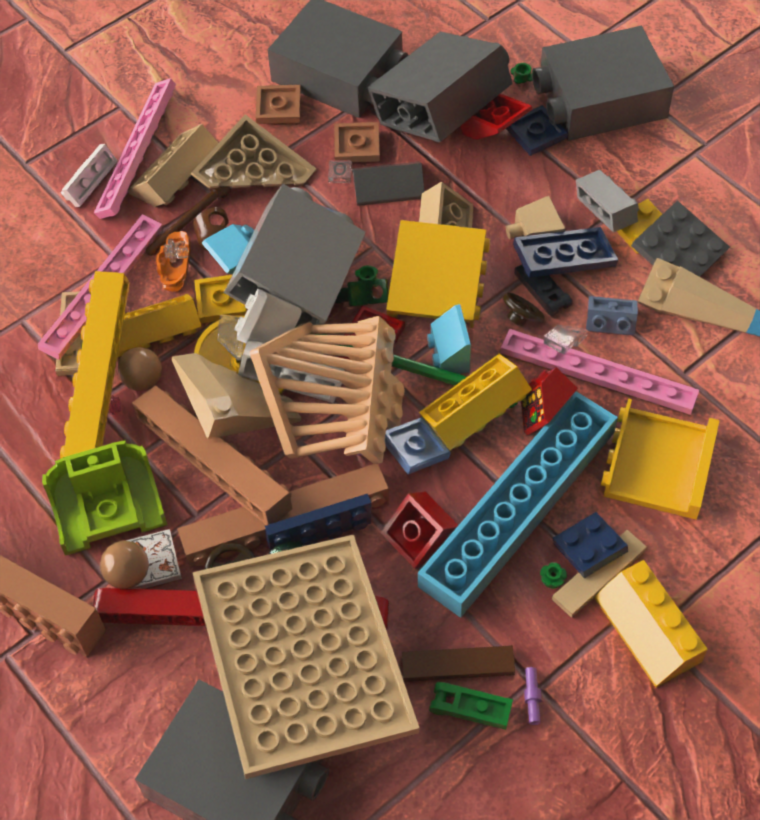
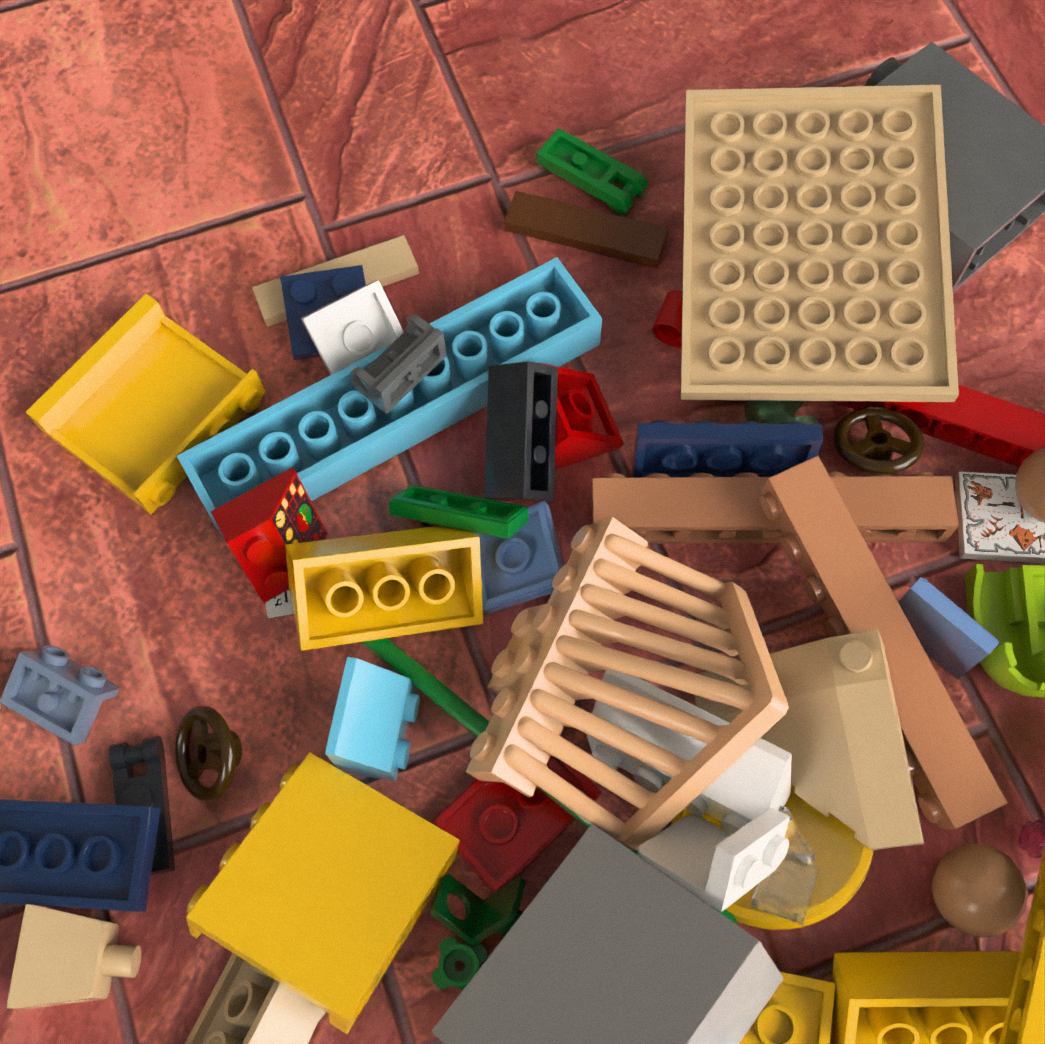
camera: 160 degrees left, 10 degrees up
(178, 471) = (945, 629): none -> medium blue tile
(437, 492) = (521, 432): none -> black brick
(454, 449) = (459, 511): none -> green tile
(521, 496) = (401, 364): none -> dark grey hinge
(532, 696) = (506, 161): medium lavender bar -> none
(550, 581) = (404, 304): green plate -> none
(561, 528) = (353, 326): none -> white tile
(564, 337) = (167, 664): clear slope -> none
(601, 372) = (155, 593): bright pink plate -> none
(651, 624) = (308, 188): yellow slope -> none

